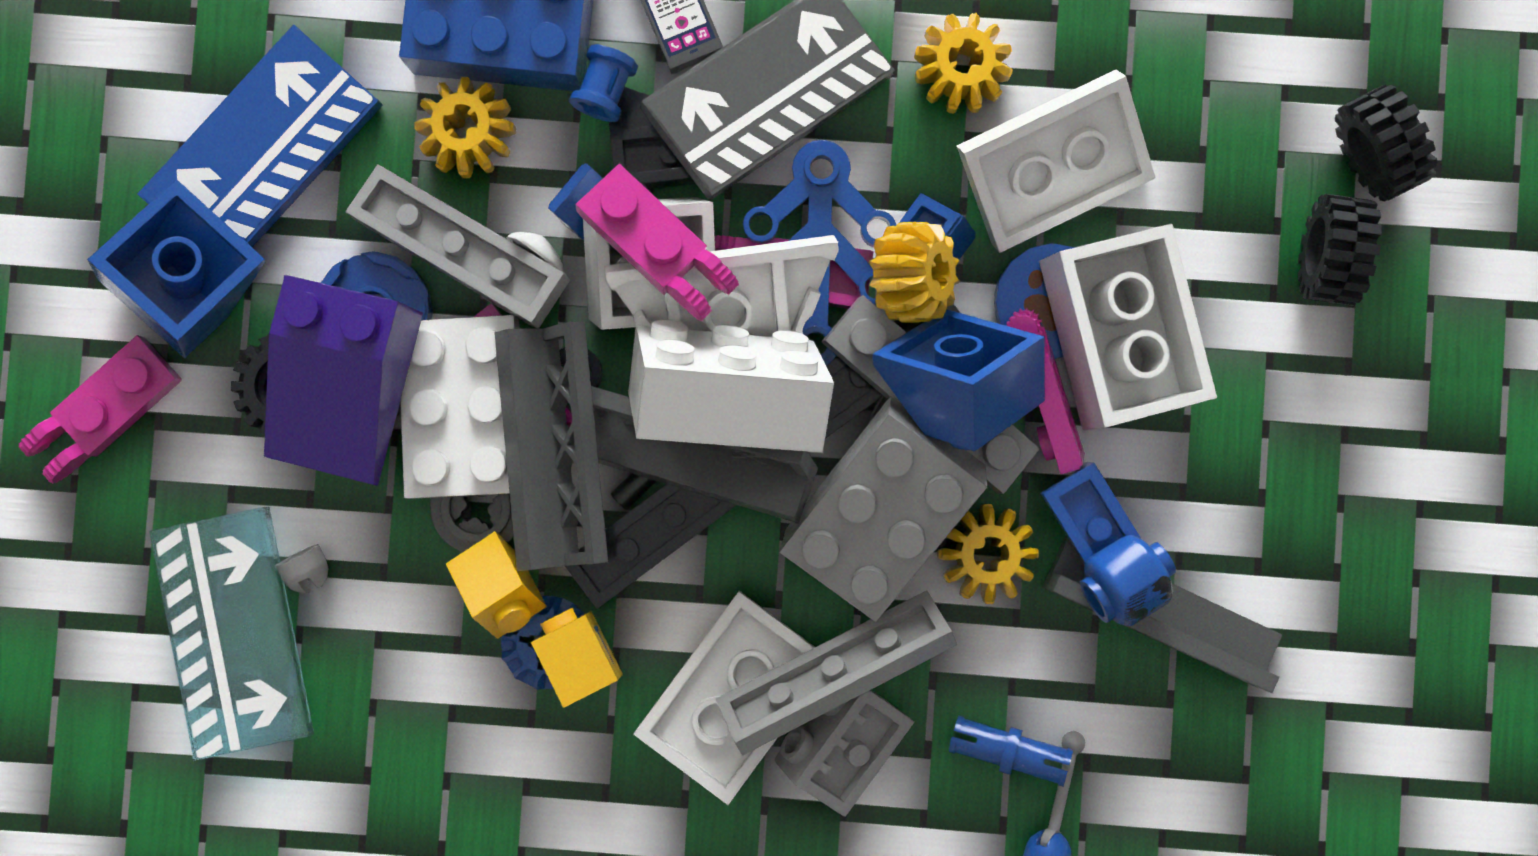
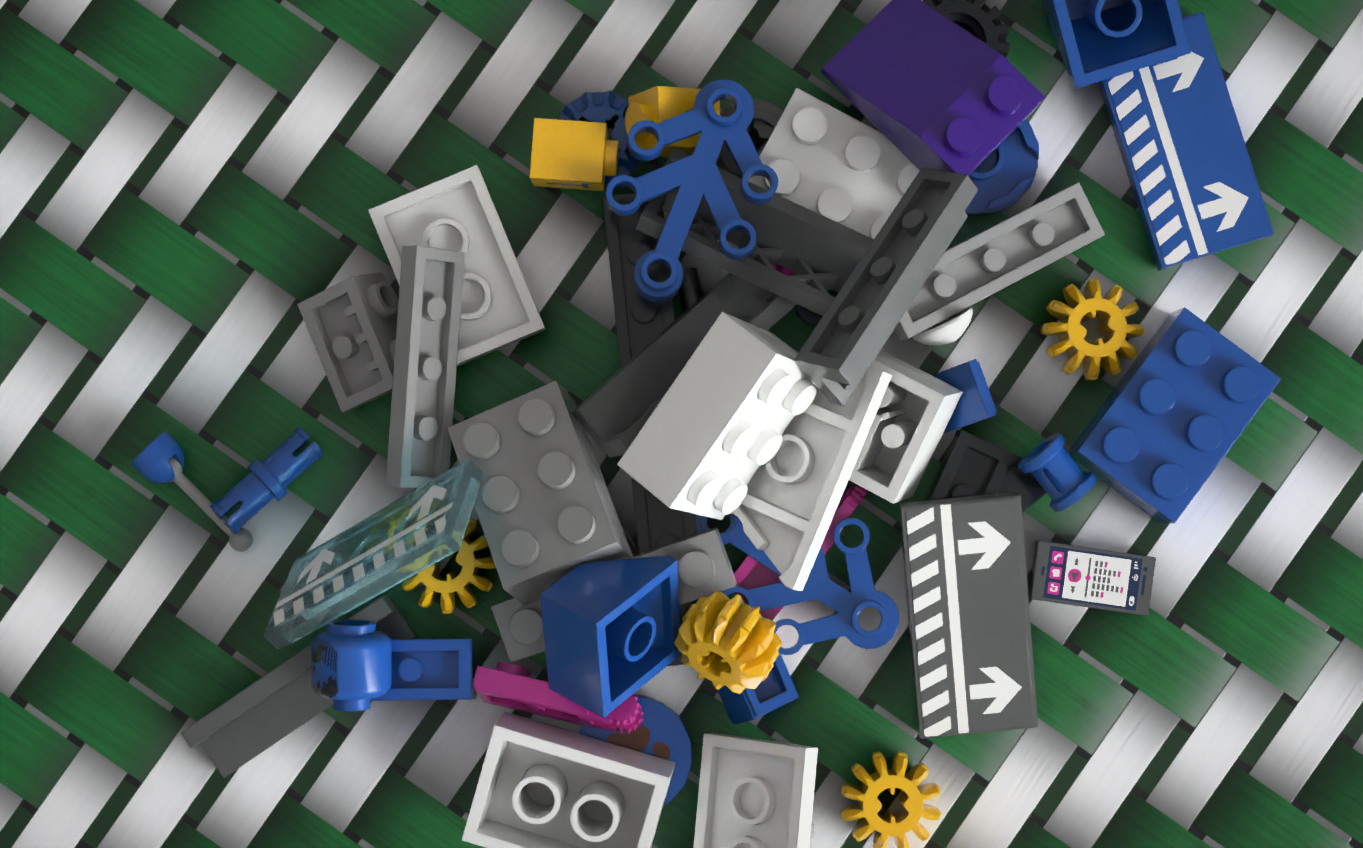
camera: 120 degrees right, 0 degrees up
(525, 316) = (885, 282): none -> dark grey fence
(532, 534) = (696, 178): none -> blue plant
(653, 239) = (888, 429): dark pink hinge -> none
(1022, 615) = (375, 554): none -> clear light blue tile

